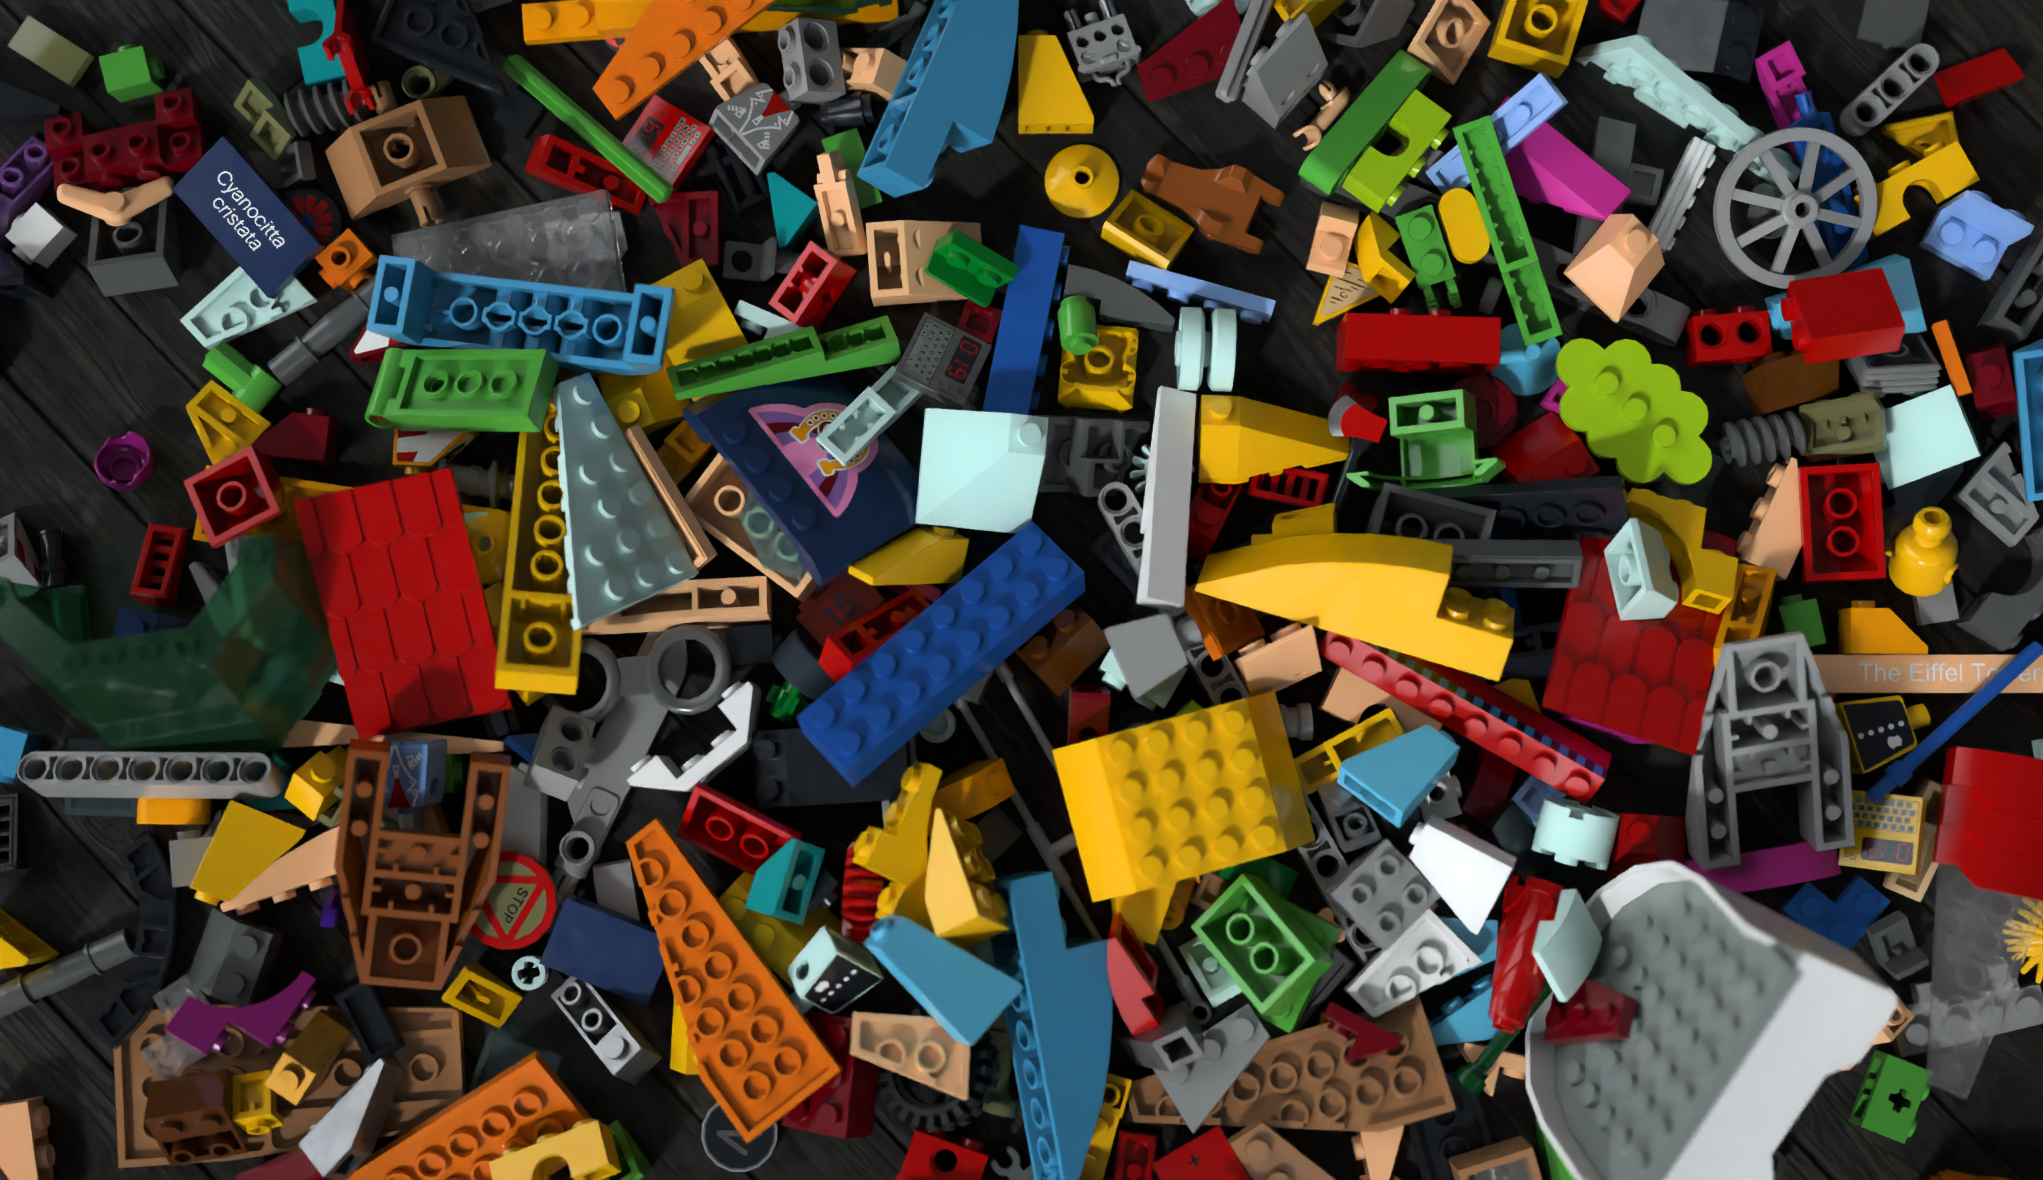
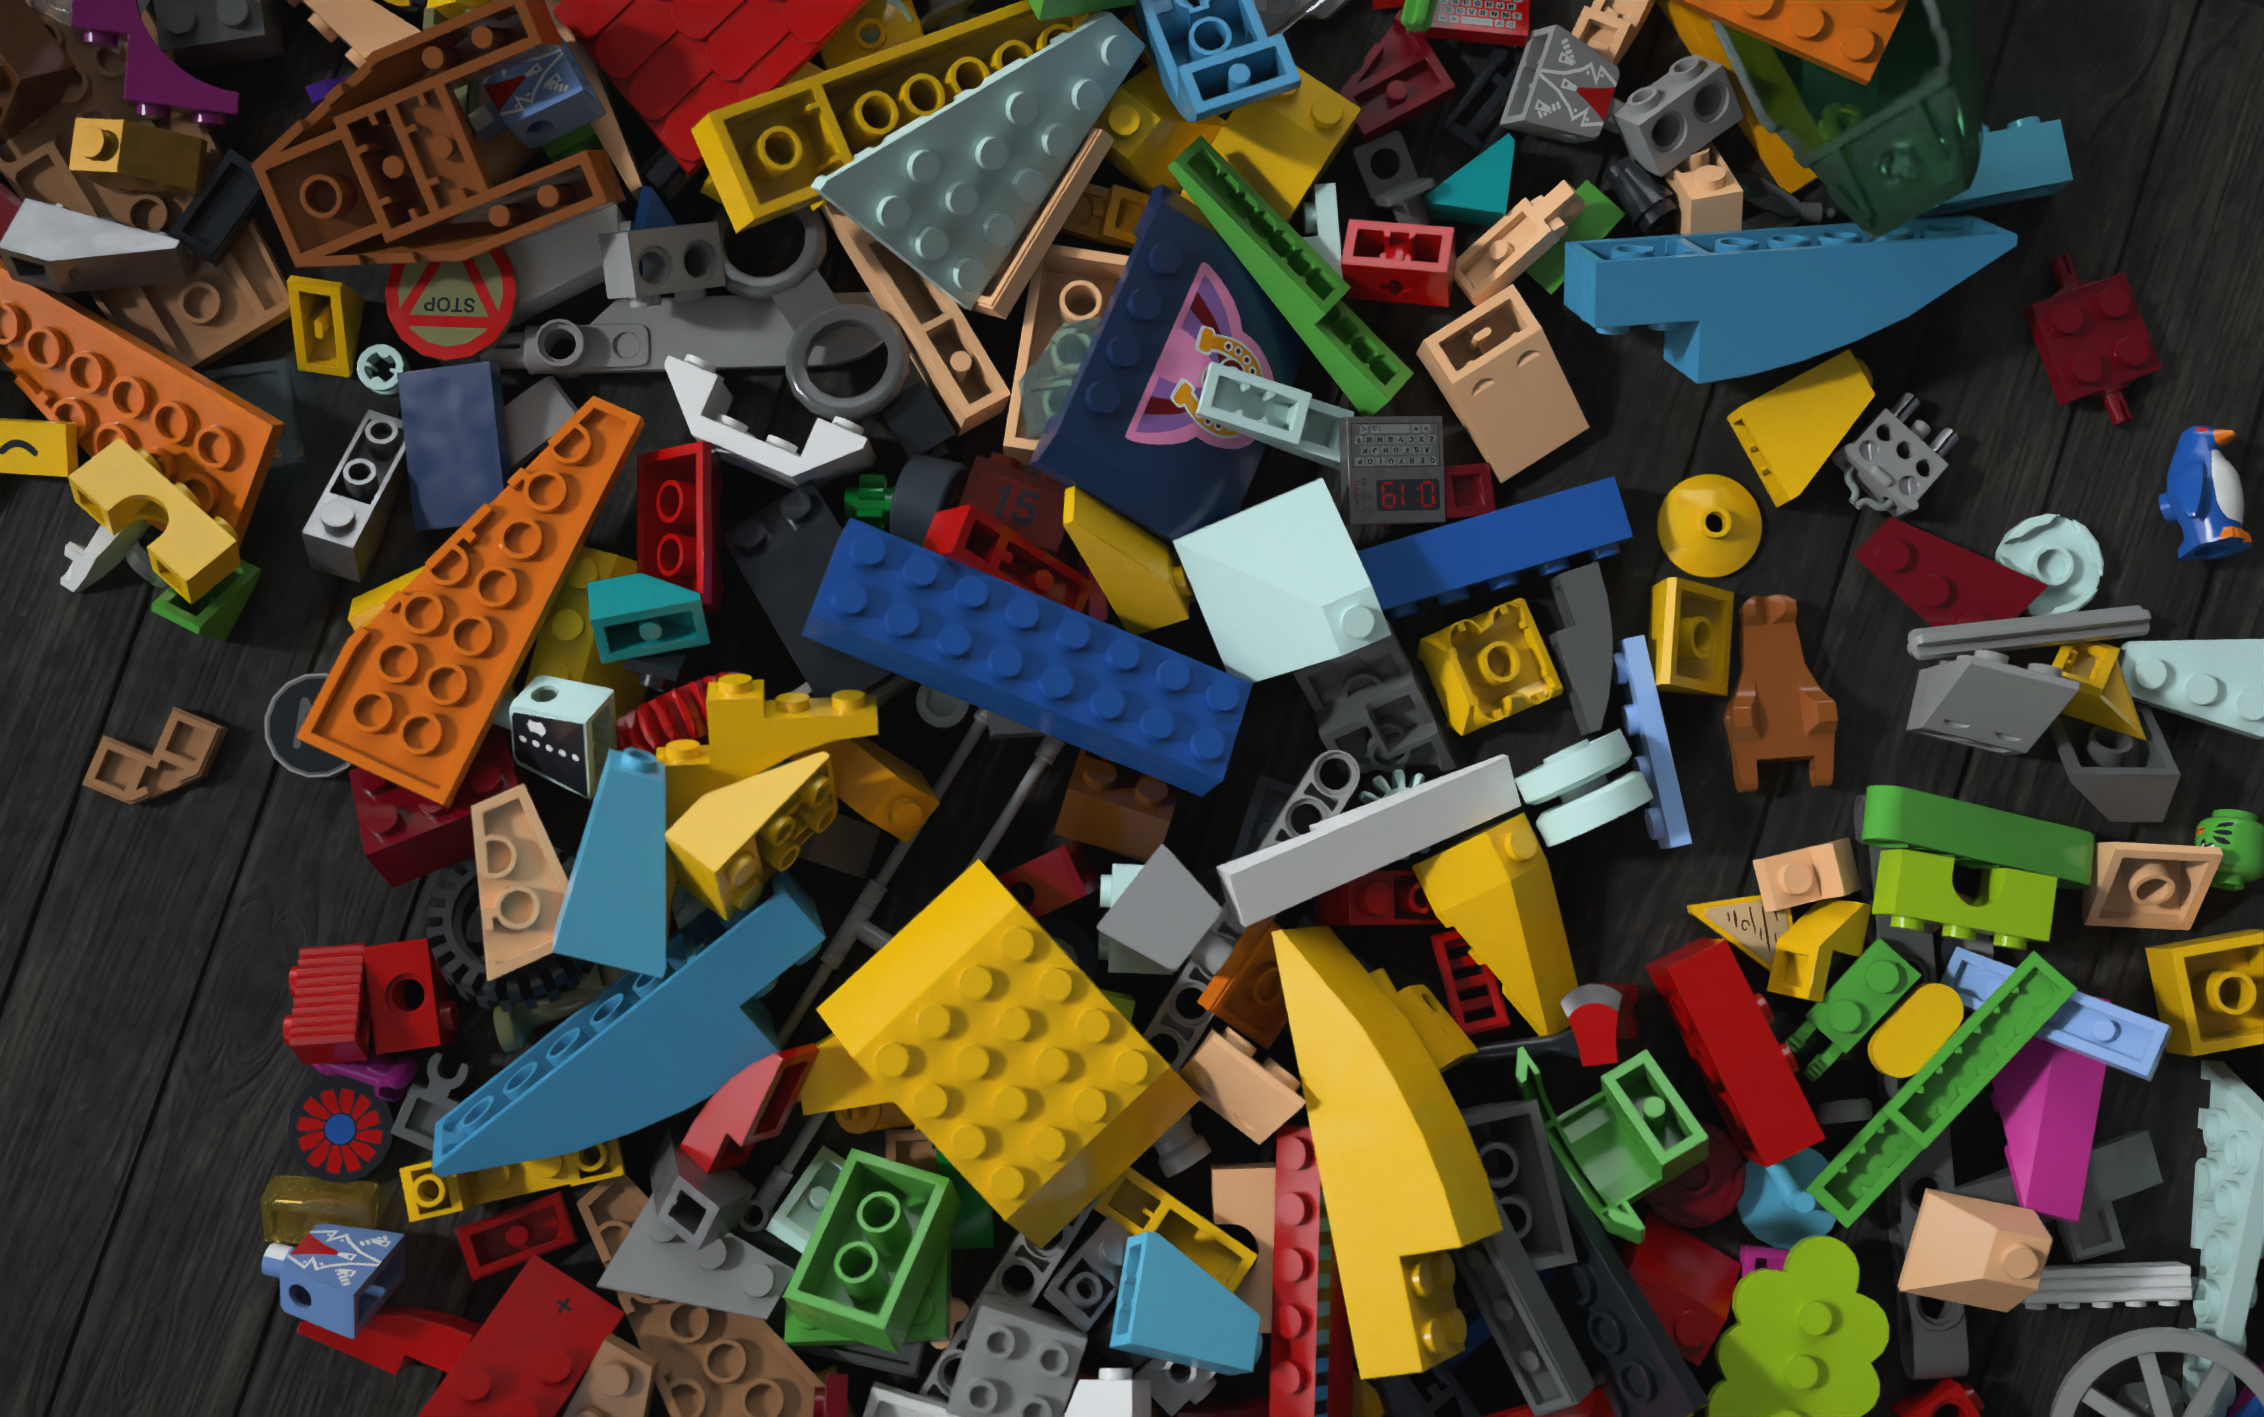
camera: 55 degrees right, 0 degrees up
(254, 1103) = (48, 122): yellow bracket -> none
(969, 267) = (1526, 440): green bracket -> none
(1077, 325) = (1527, 613): bright green brick -> none
(1330, 109) = (1978, 787): light nougat piece -> none

